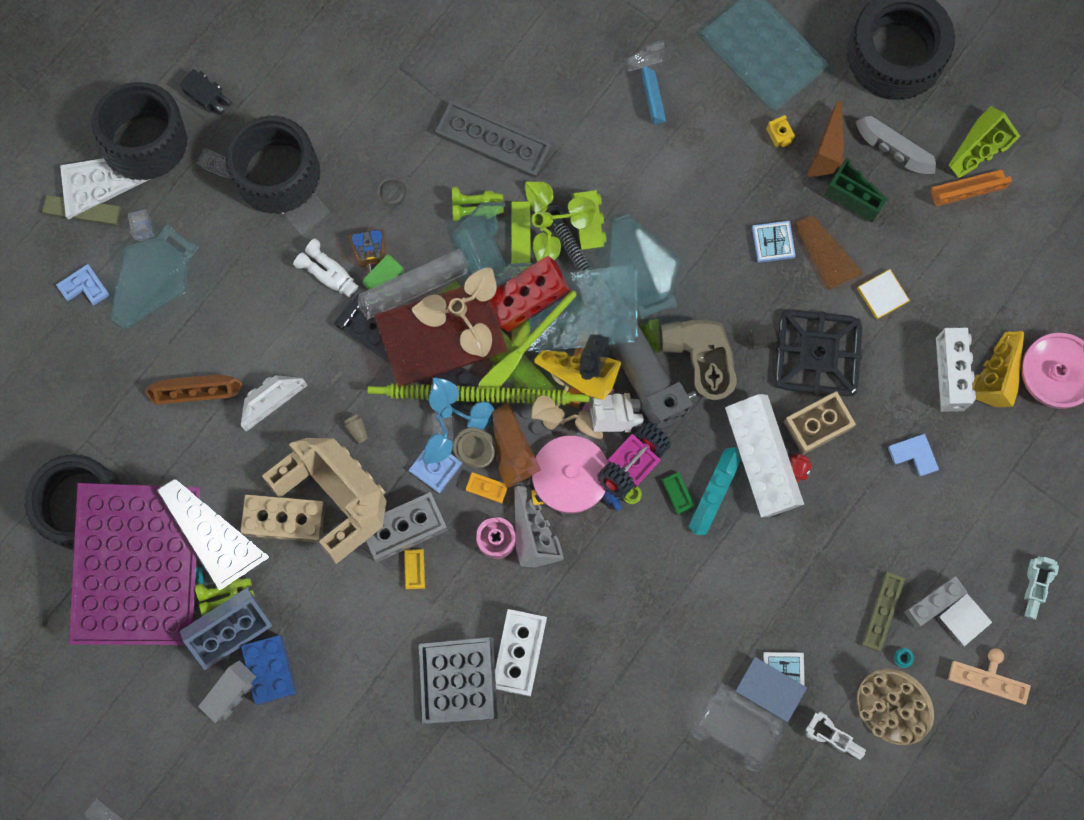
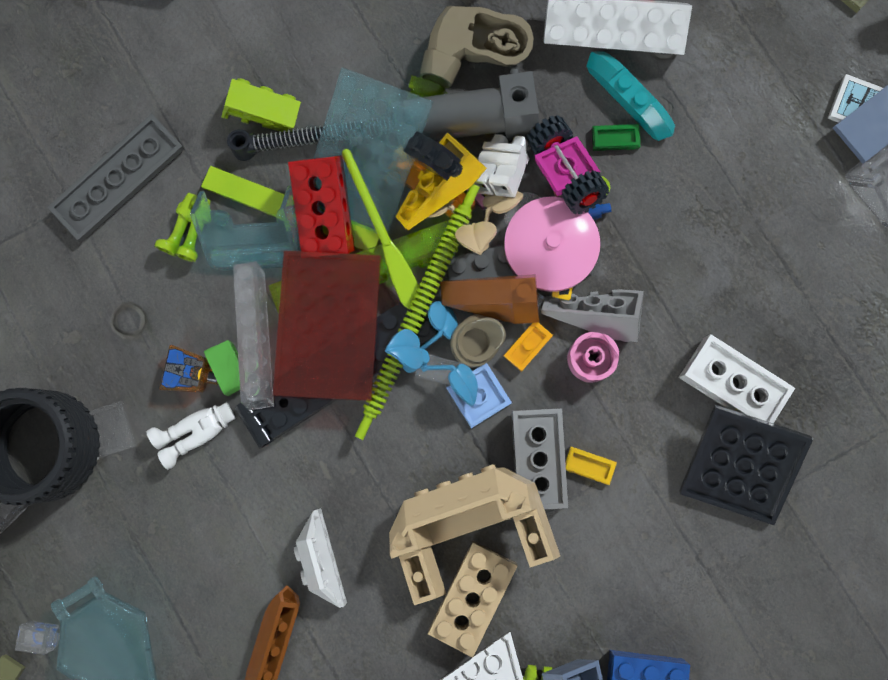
camera: 60 degrees left, 5 degrees up
(356, 428) = (398, 469): dark tan cone -> none
(432, 311) = (297, 323): tan plant -> none
(540, 195) = (252, 106): lime plant -> none
(654, 264) = (315, 67): clear light blue windscreen -> none

